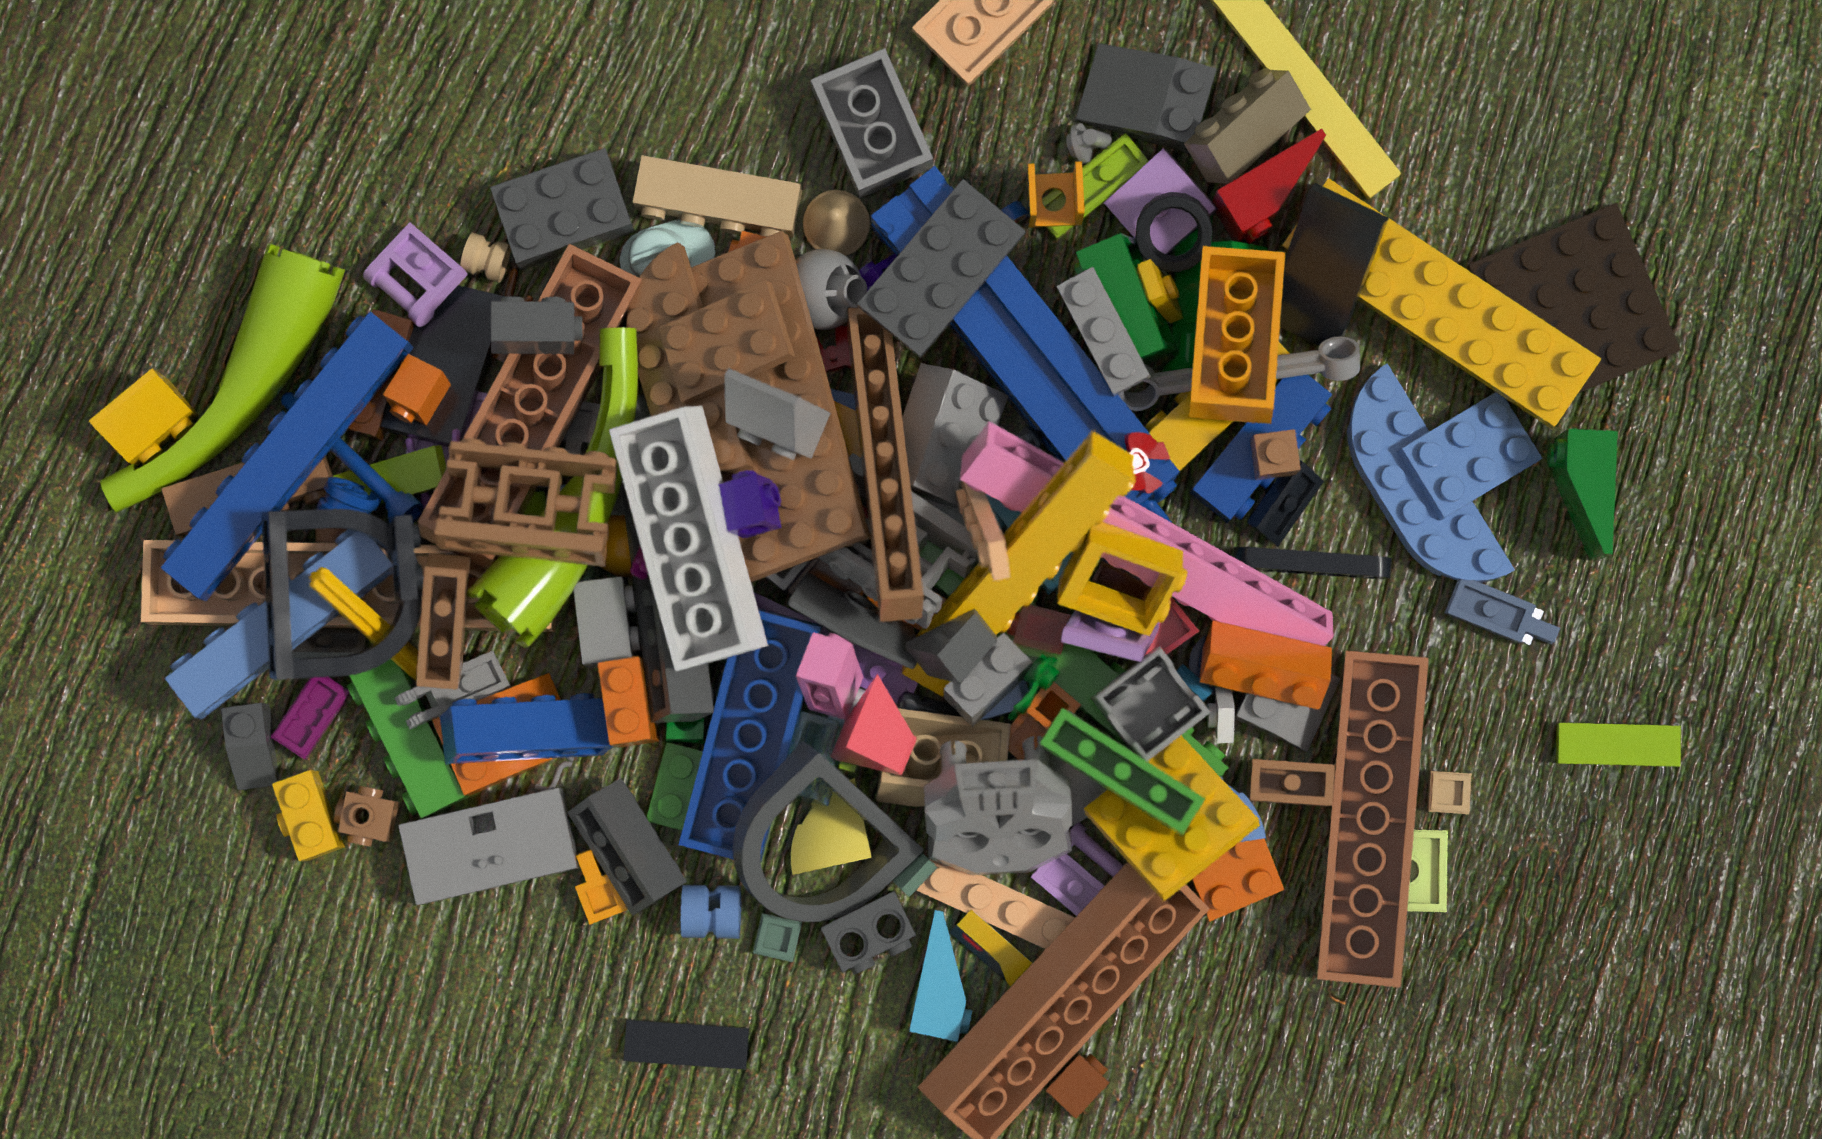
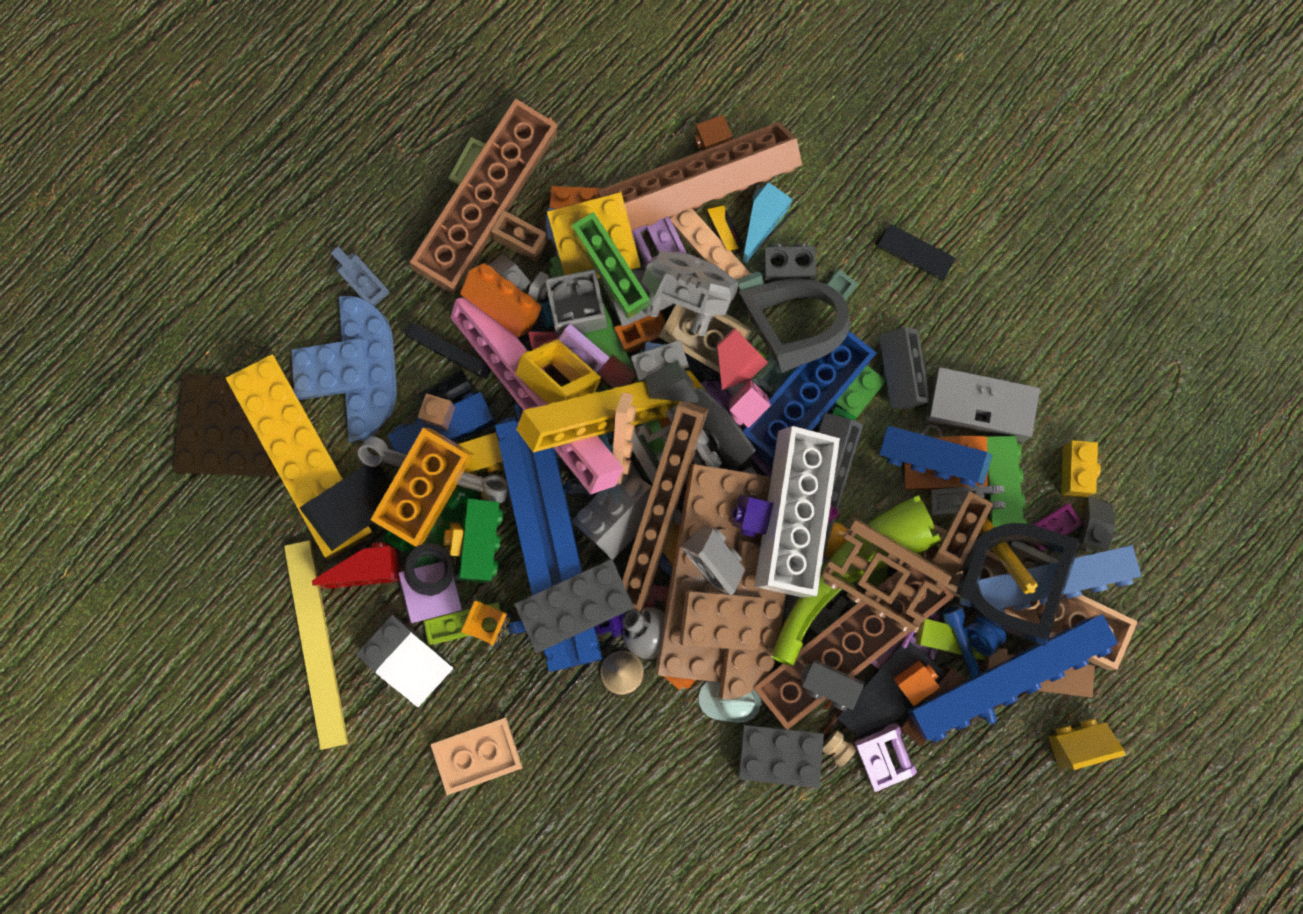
camera: 155 degrees left, 5 degrees down
(276, 332) = (983, 761): lime brick -> none
(381, 816) = (1046, 452): medium nougat brick -> none
(597, 893) = (932, 354): light orange plate -> none
(606, 620) = (862, 495): light grey brick -> none
(626, 703) = (871, 444): orange brick -> none
(711, 911) = (880, 317): medium blue wheel -> none
(716, 197) = (685, 720): tan brick -> none
(829, 837) = (788, 323): light yellow brick -> none
(872, 123) = (573, 720): light grey brick -> none
(1040, 674) = (630, 349): green plate -> none
(1082, 142) = (456, 651): light grey plate -> none
(1103, 331) = (498, 524): light grey plate -> none
(1145, 447) = (510, 446): red piece -> none
(1247, 125) = (355, 611): dark tan brick -> none
(1449, 792) = (436, 197): tan tile -> none
(1586, 481) = (272, 319): green slope -> none
(1618, 744) = (333, 181): lime tile -> none

